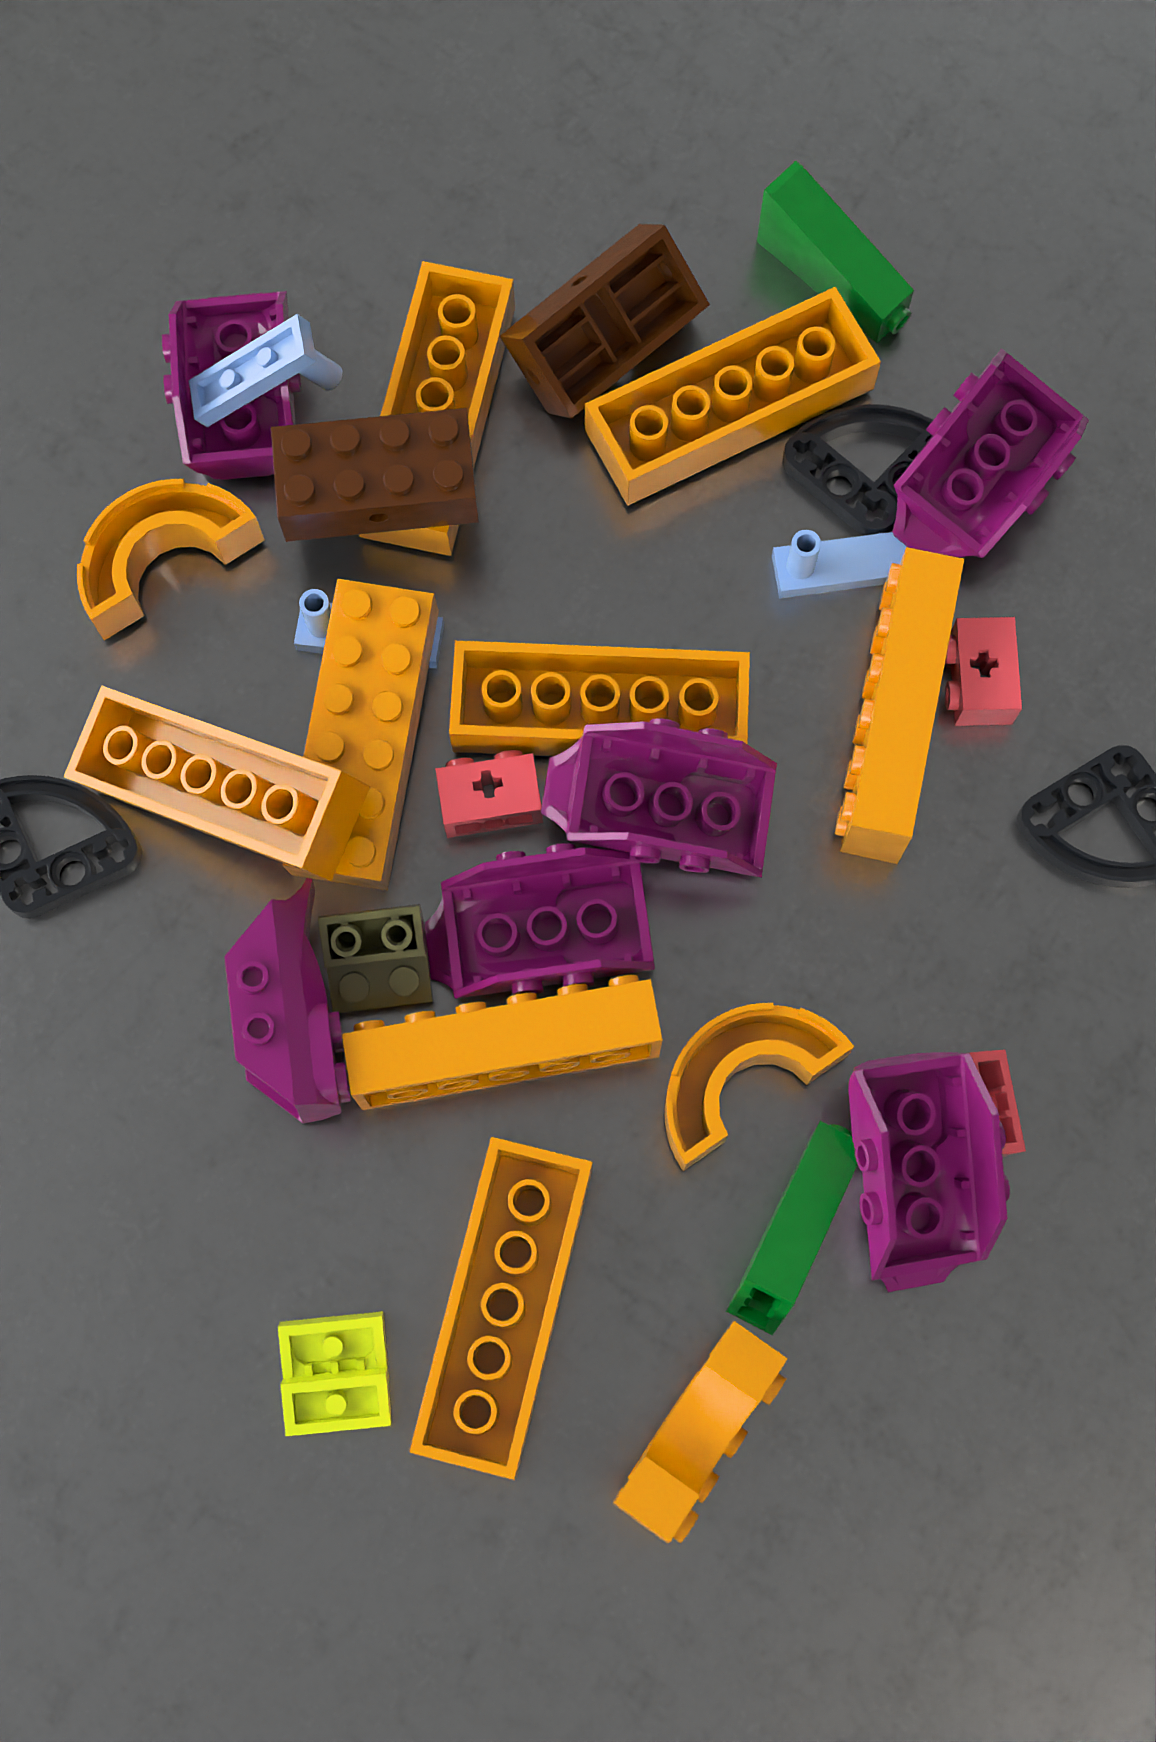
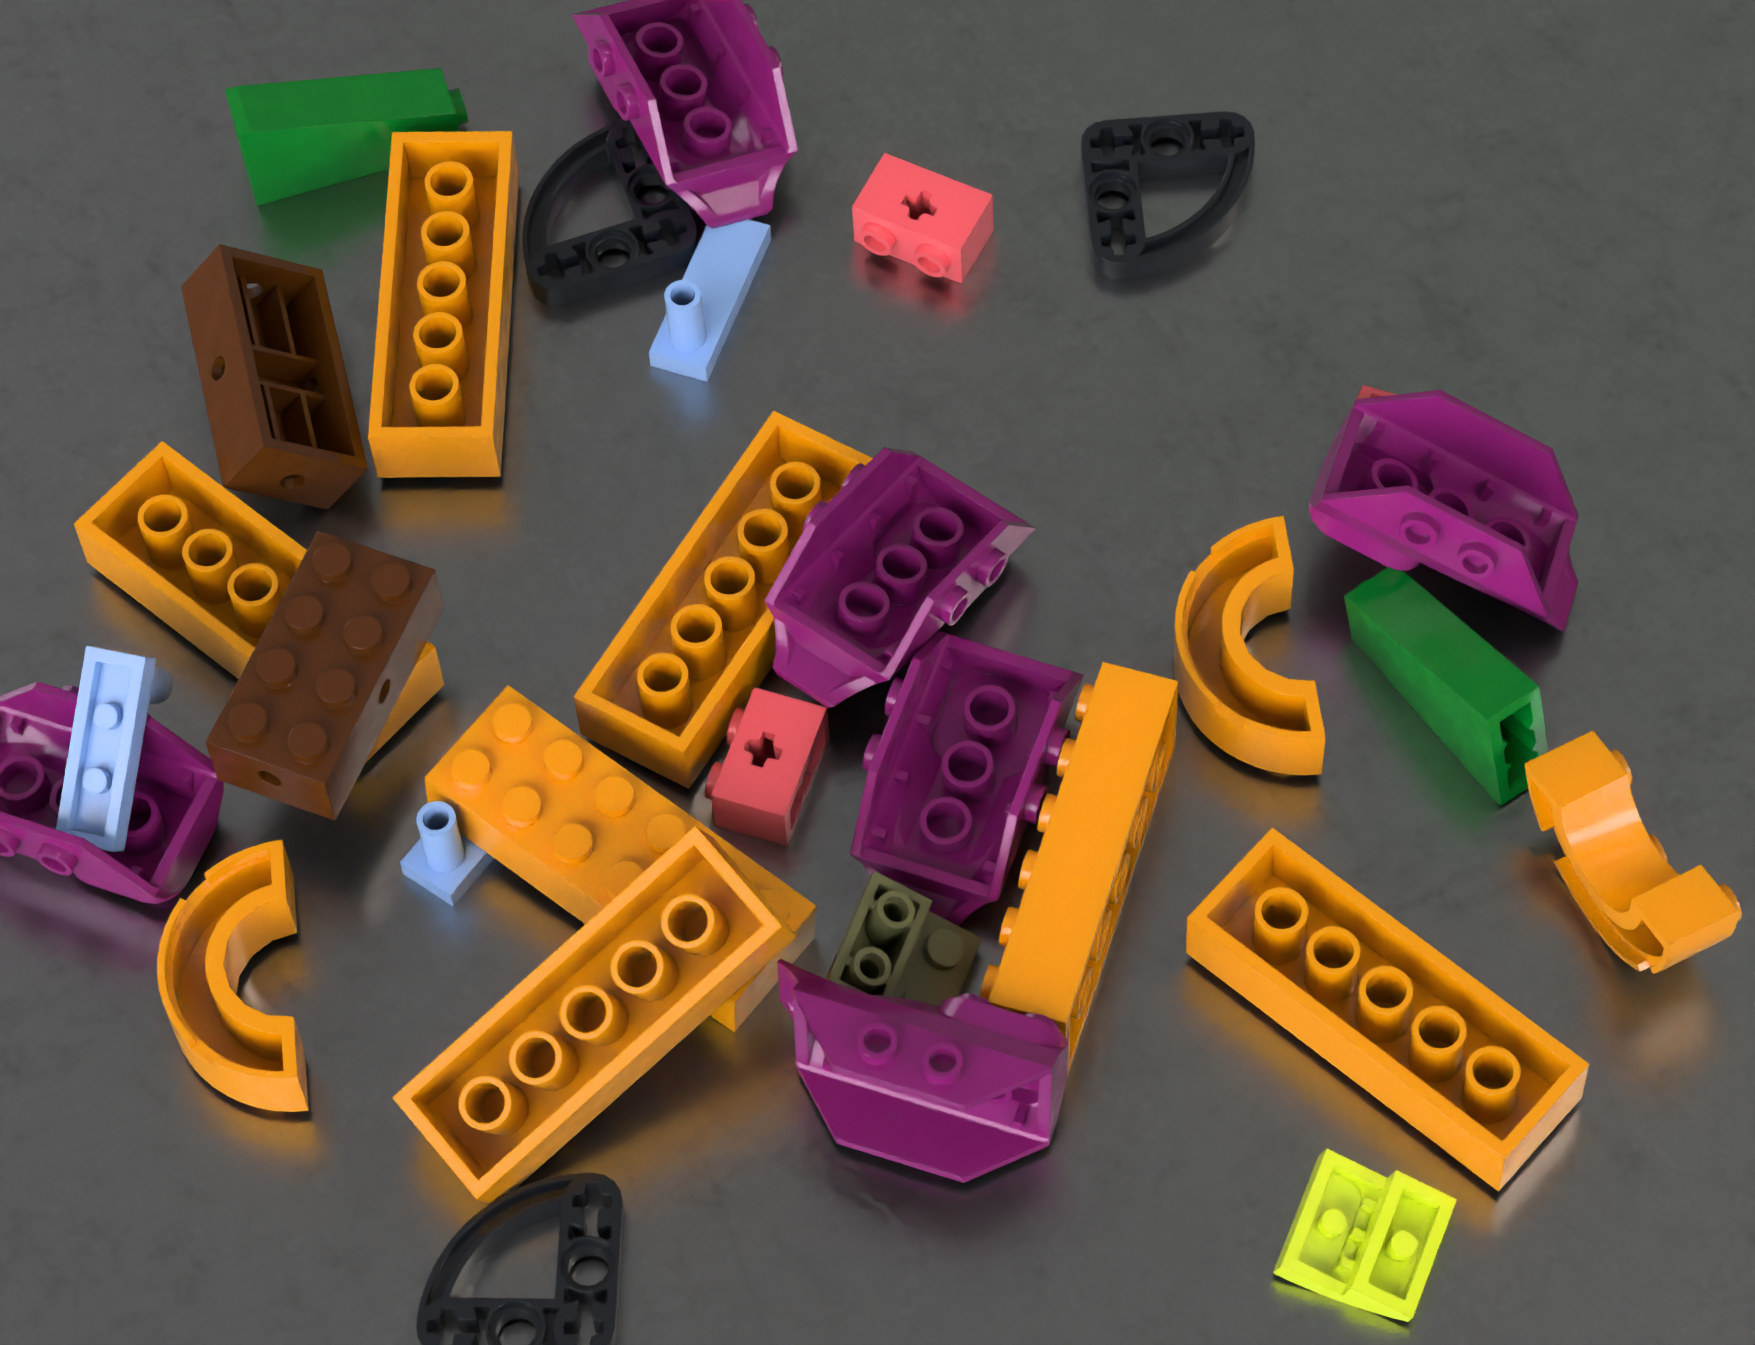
camera: 60 degrees left, 15 degrees down
(899, 705) = (922, 305): light orange brick -> none

